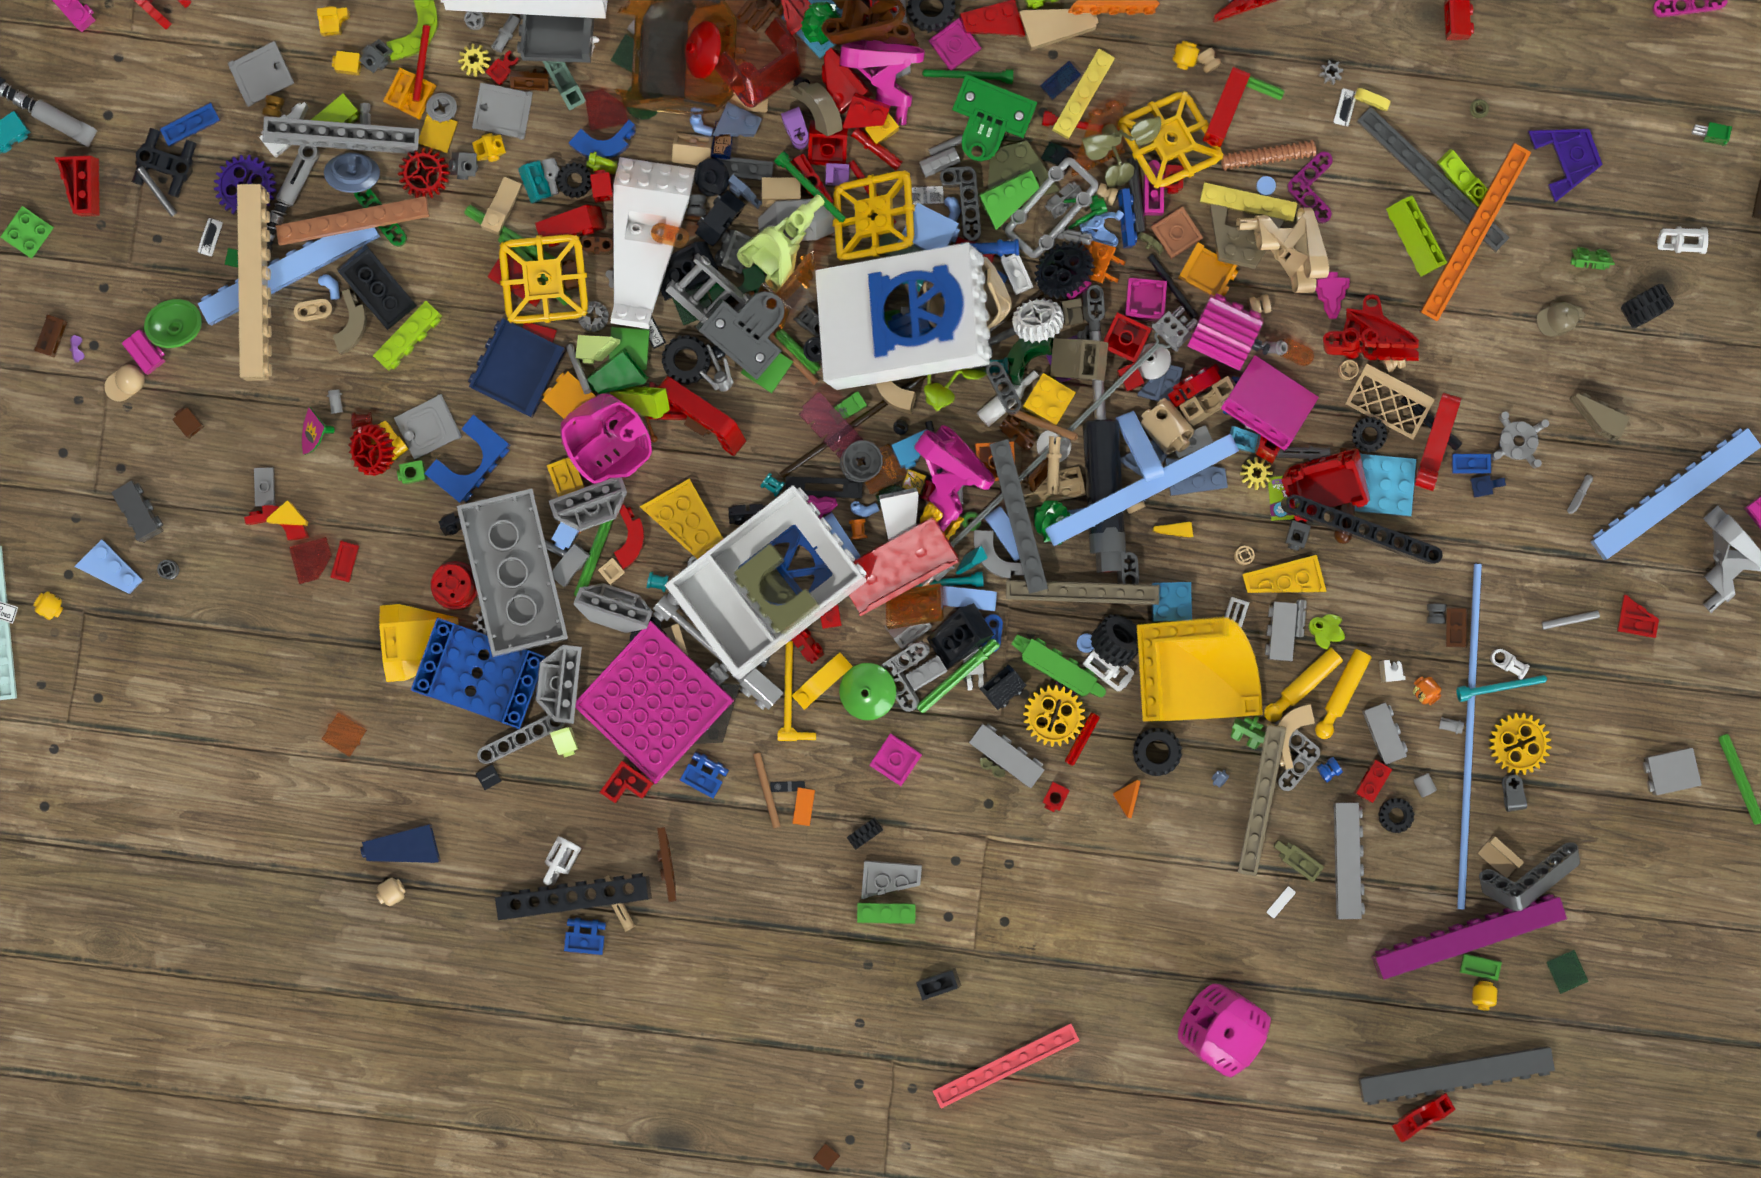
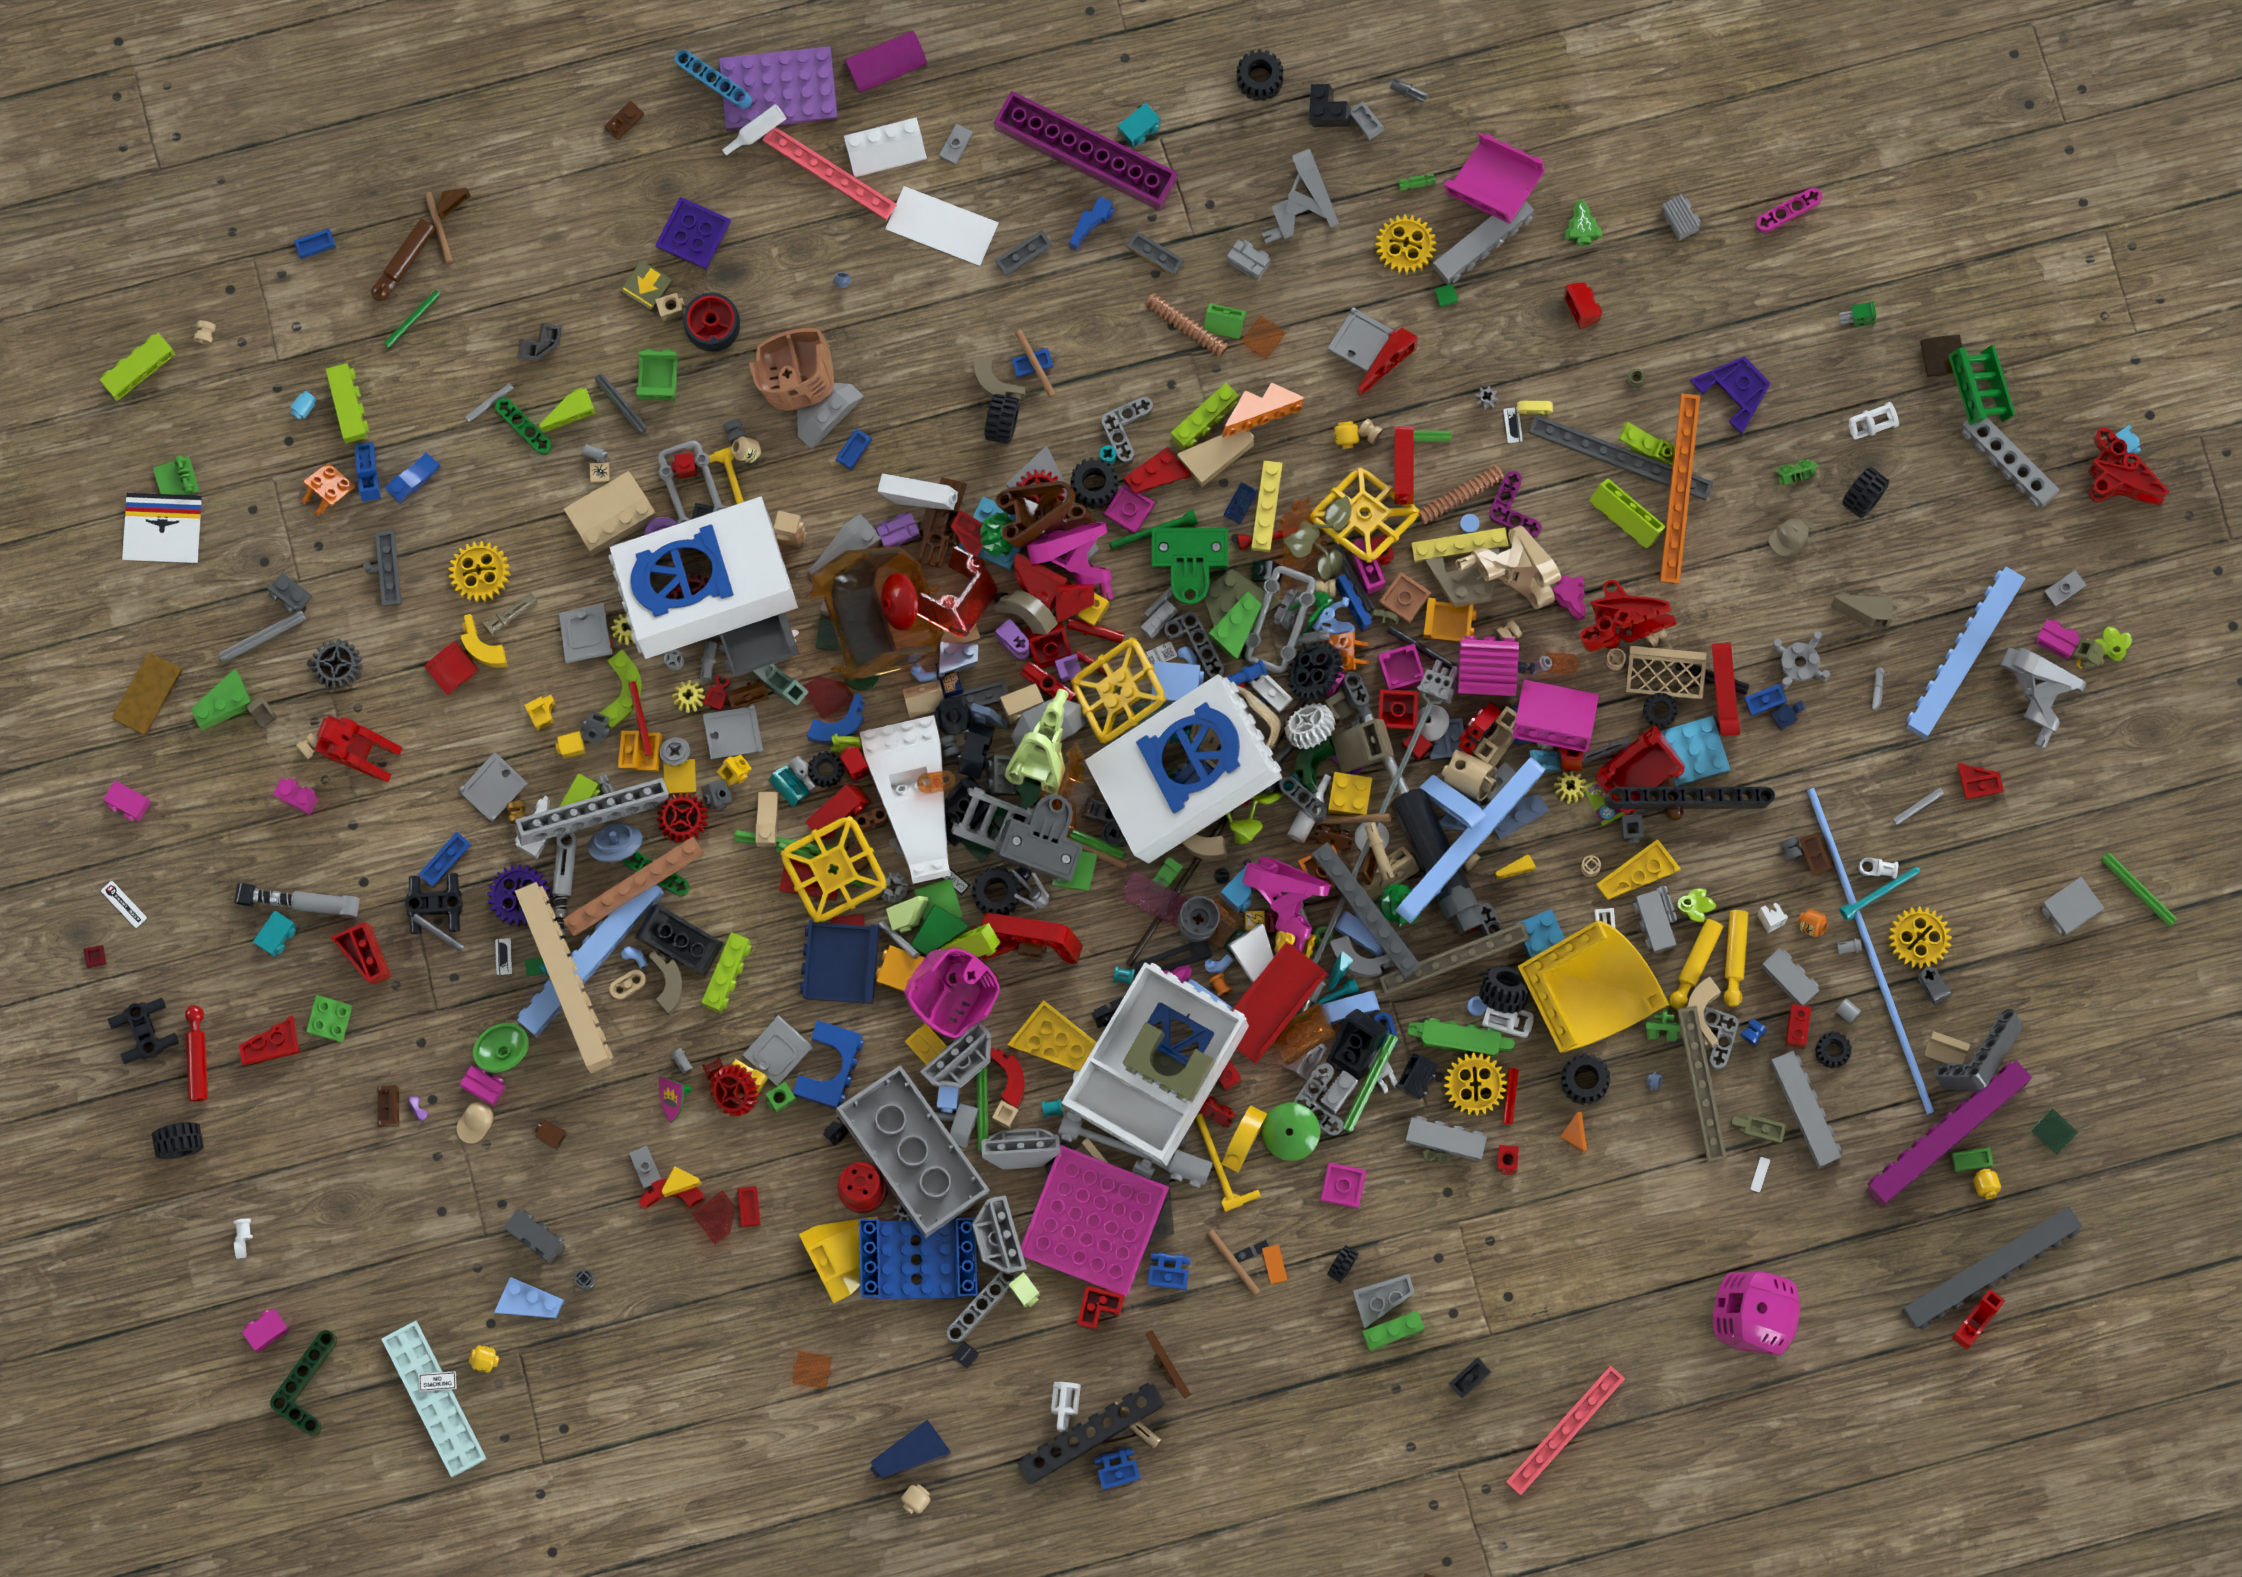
camera: 15 degrees left, 10 degrees down
(784, 161) = (1015, 674): green piece -> none

